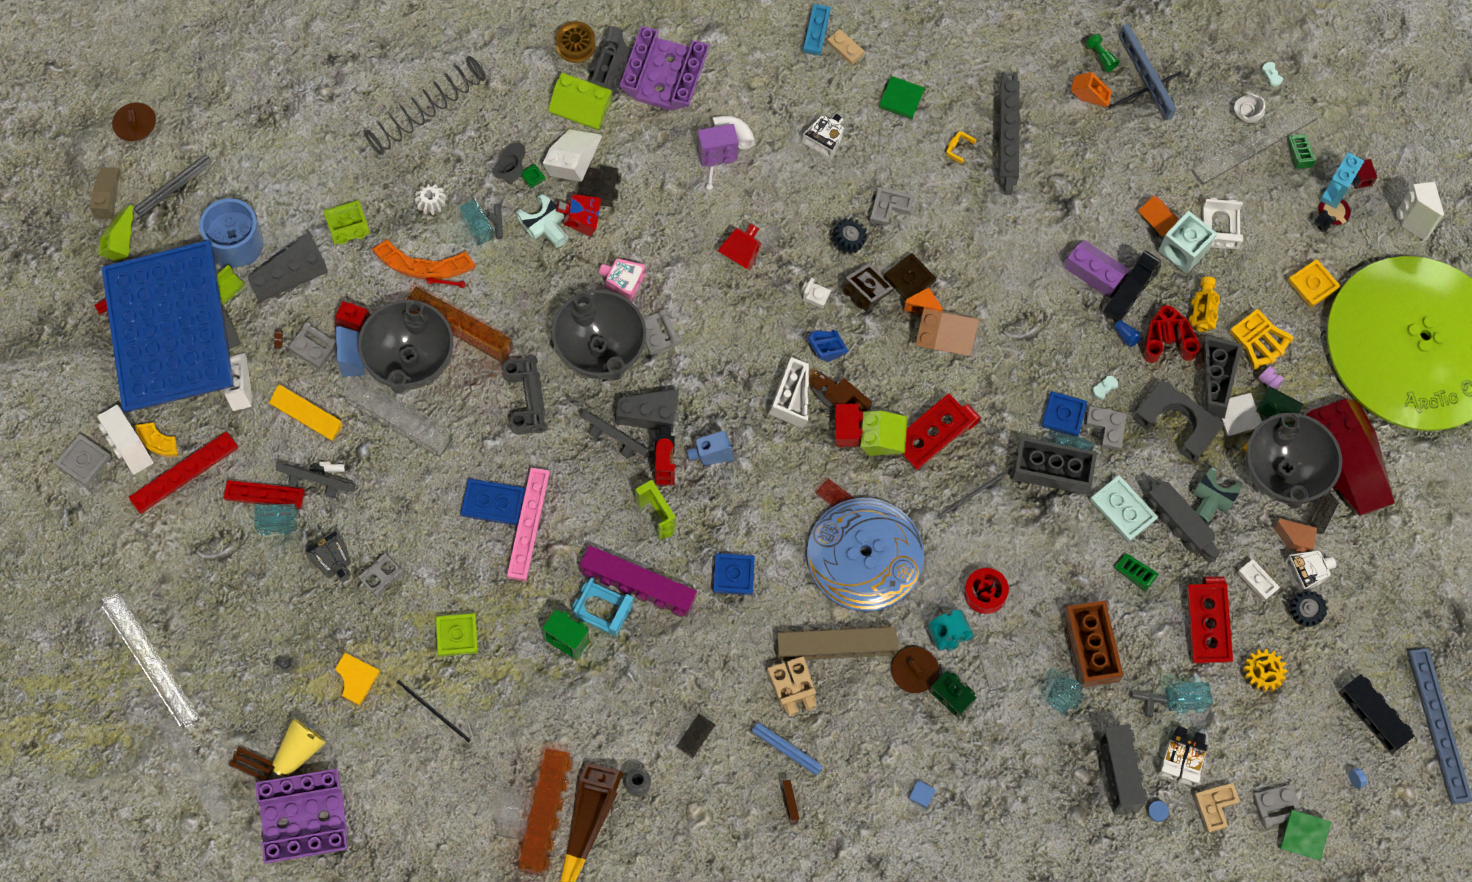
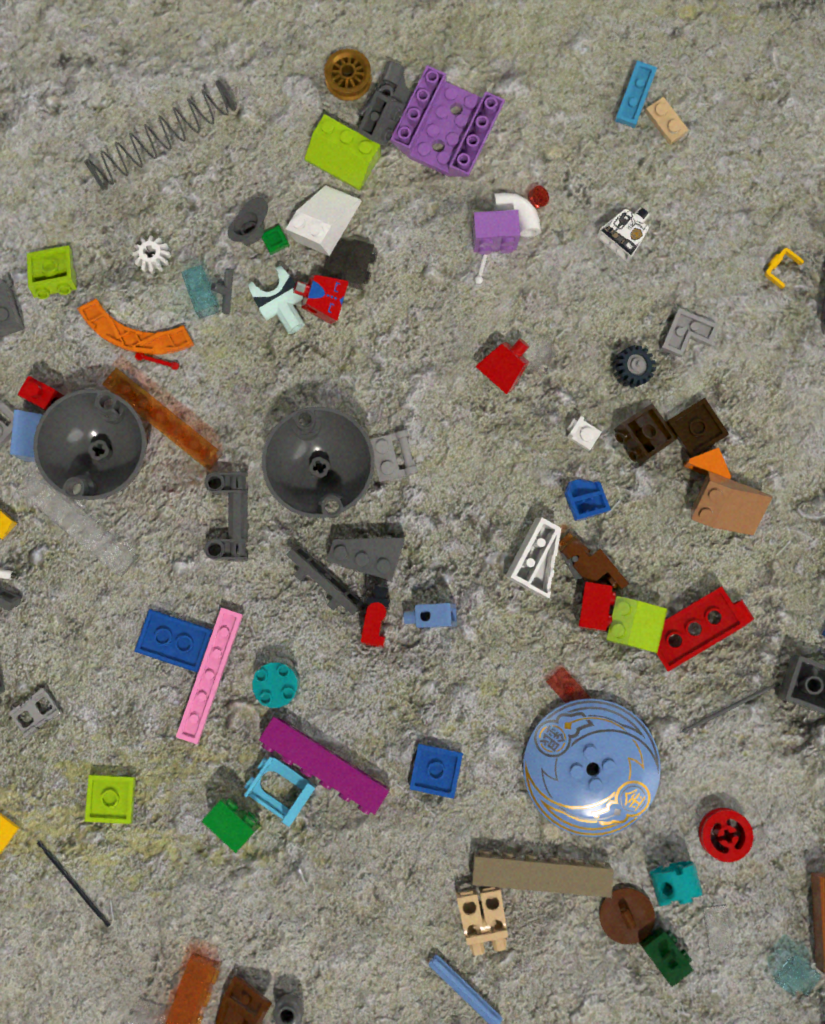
camera: 15 degrees right, 15 degrees up
(587, 522) = (275, 685): none -> teal brick
(623, 277) = (361, 384): torso -> none
(650, 493) = (362, 679): lime panel -> none
(695, 736) = (363, 959): clear smoke plate -> none
(749, 116) = (538, 197): none -> clear red tile
(901, 97) = (723, 195): green tile -> none

